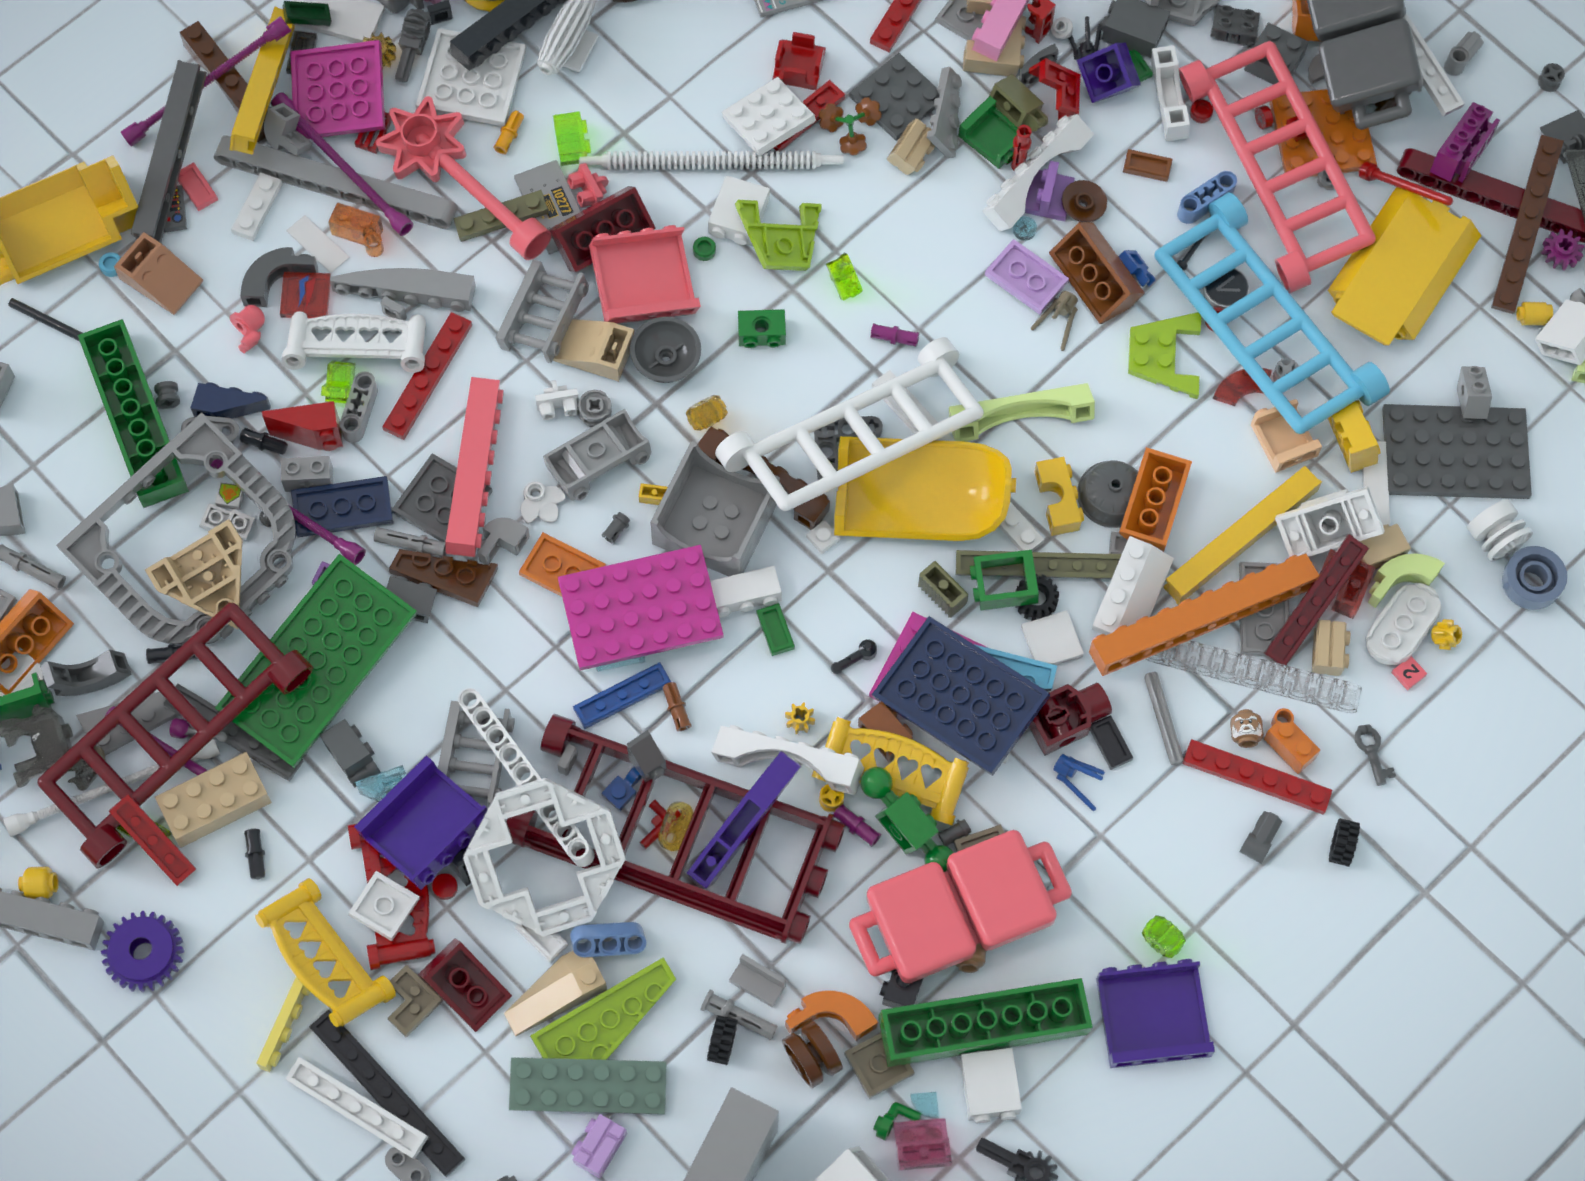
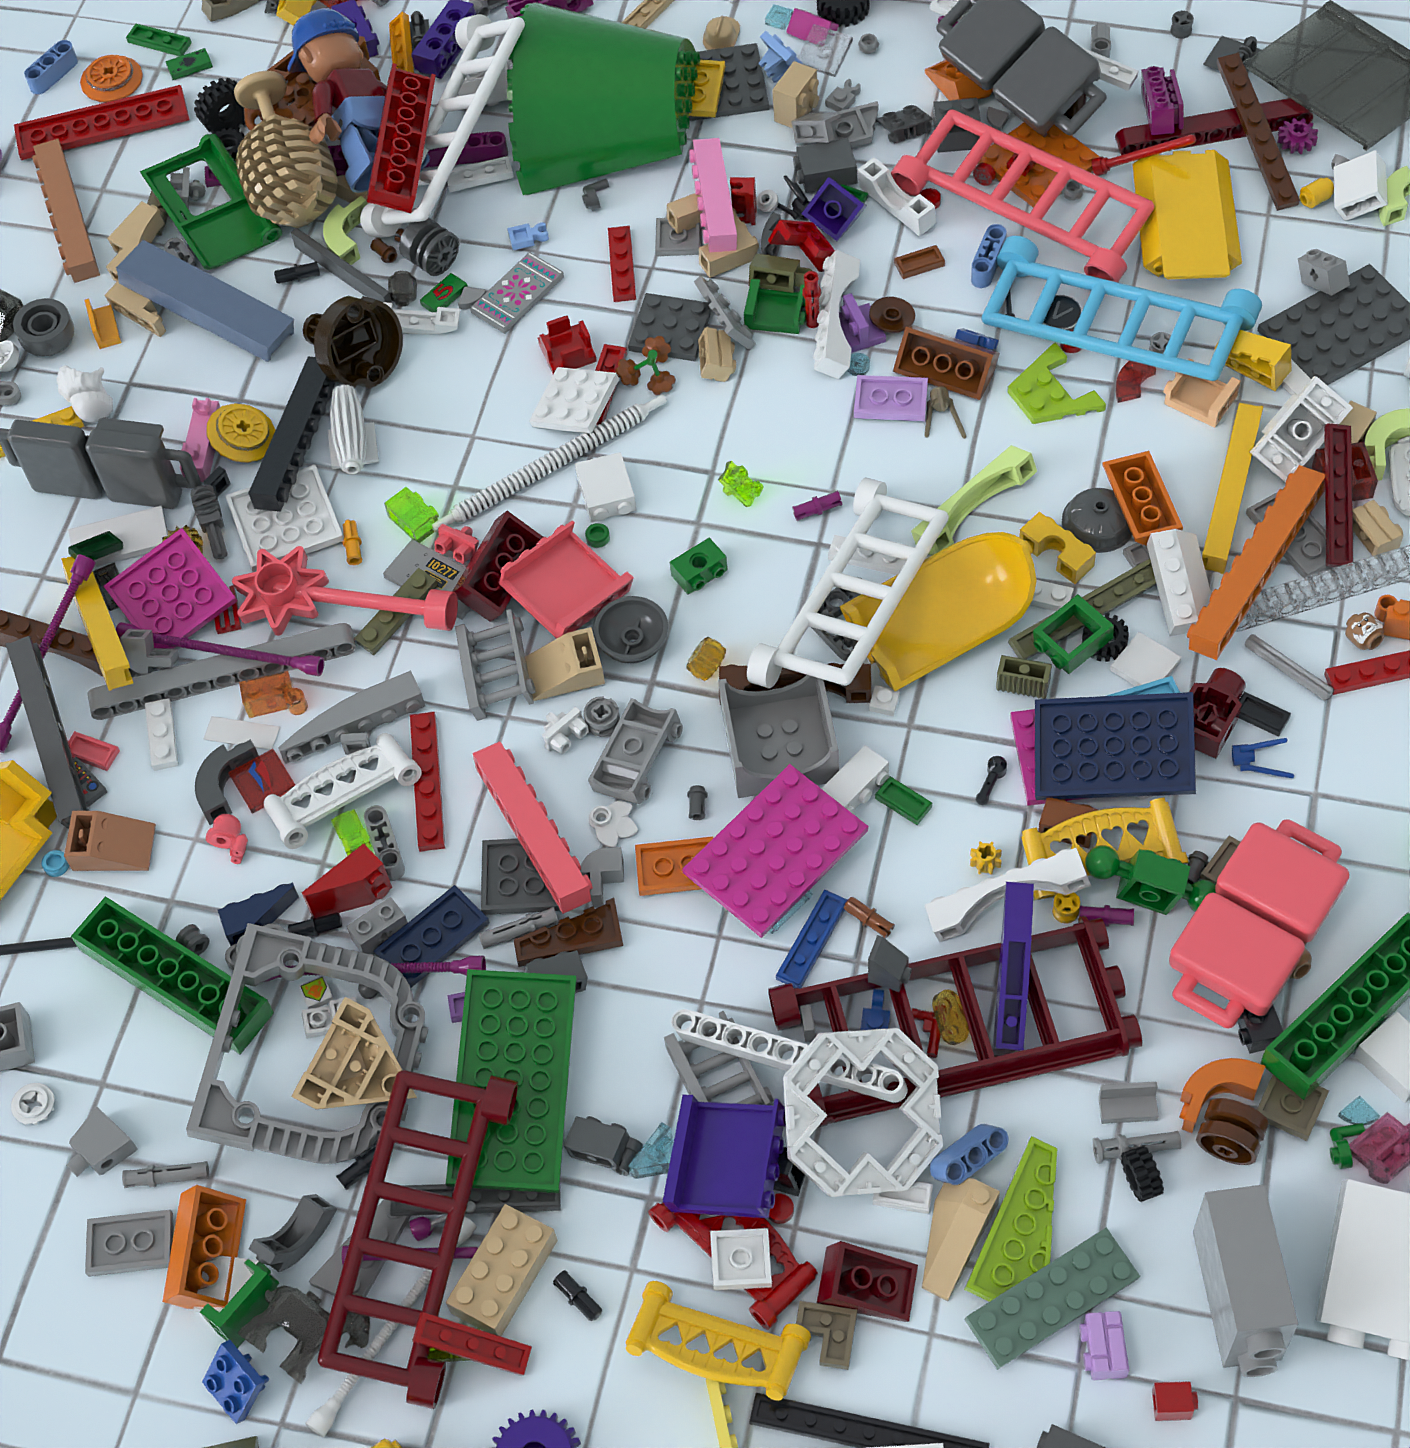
camera: 25 degrees left, 10 degrees down
(651, 493) = (710, 755): yellow piece -> none
(781, 244) = (662, 491): lime wing -> none

